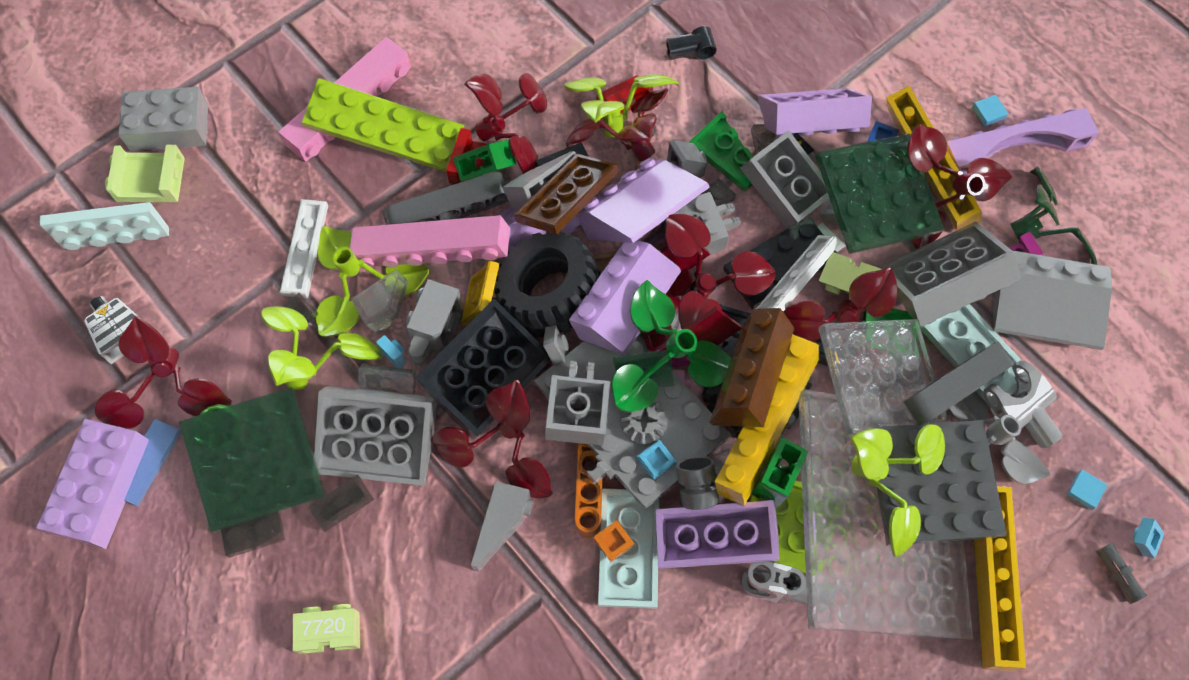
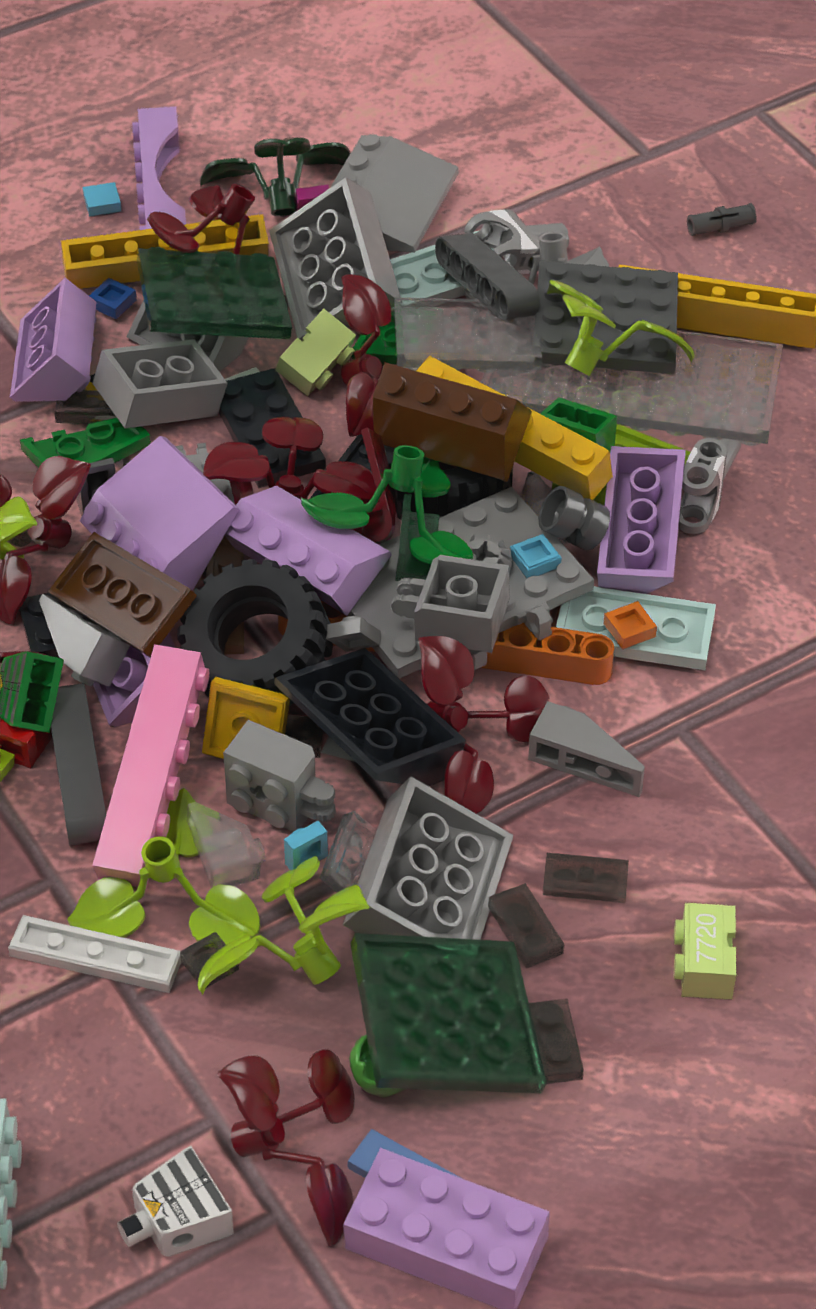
camera: 80 degrees left, 20 degrees down
(386, 539) = (585, 877): none -> clear smoke plate
(800, 273) = (305, 398): white tile -> none
(1086, 489) = (621, 226): medium azure tile -> none
(1148, 537) = (684, 190): medium azure plate -> none

